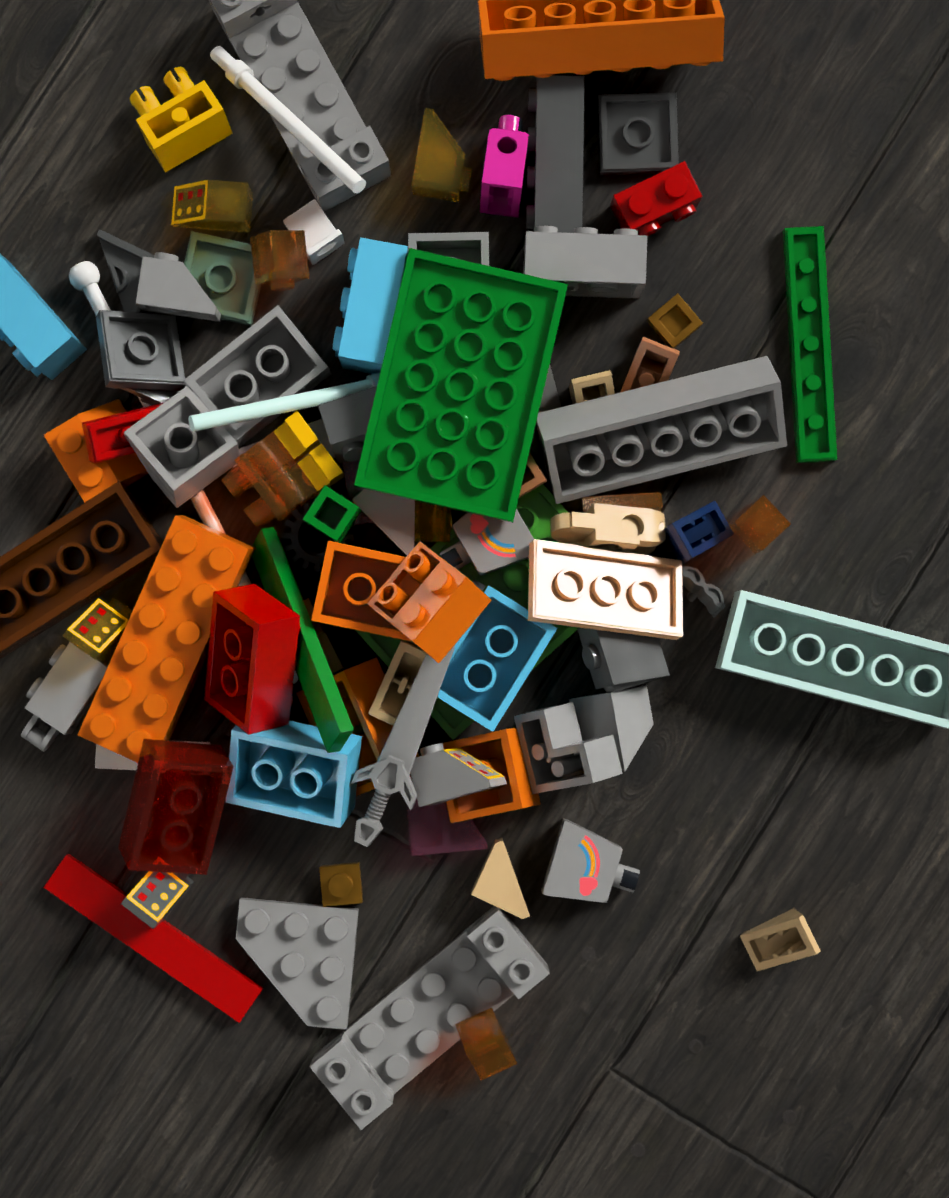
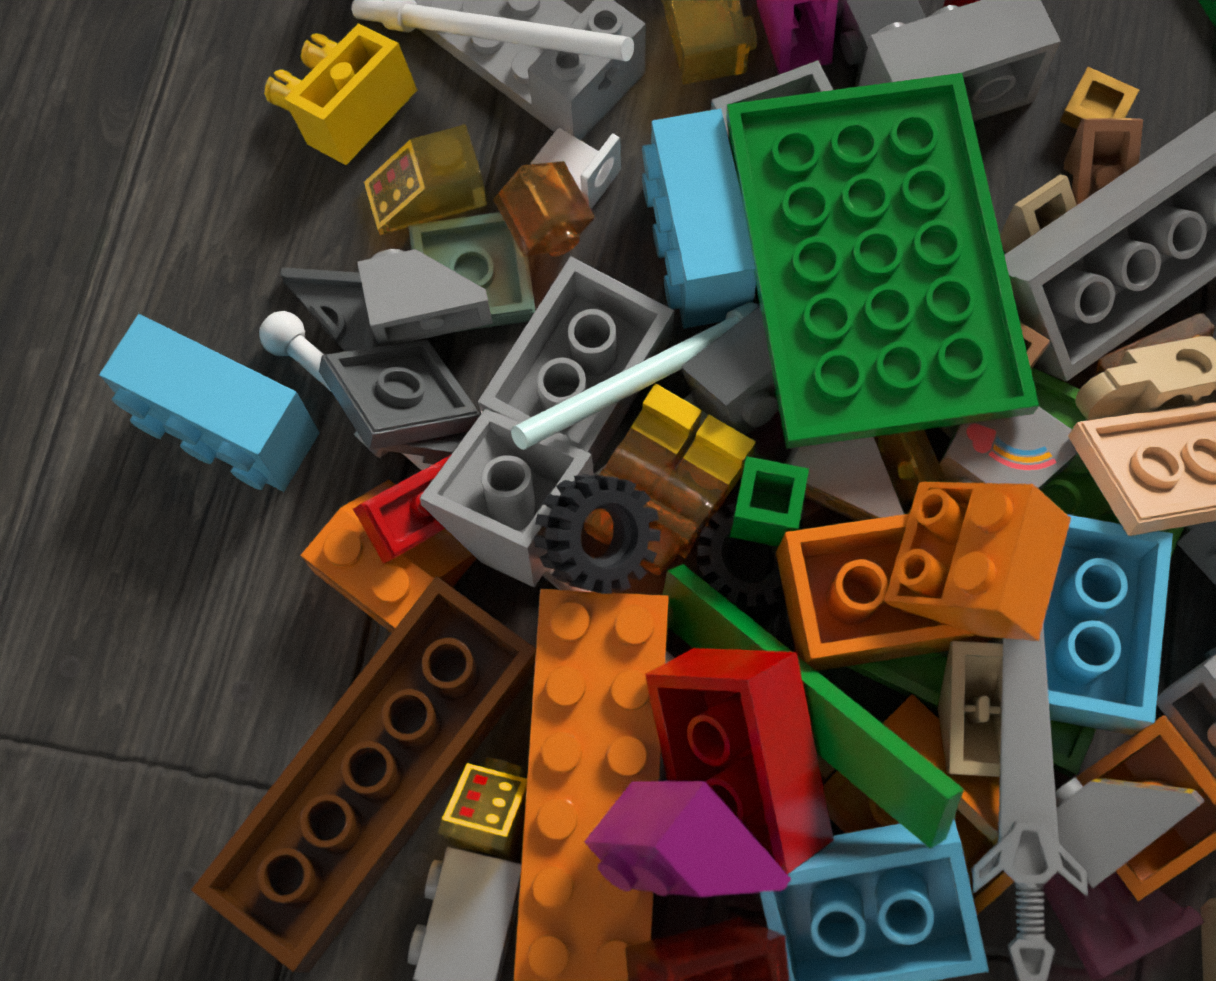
camera: 15 degrees left, 15 degrees down
(190, 698) = (680, 843): none -> magenta slope
(210, 477) = (629, 536): none -> black tyre

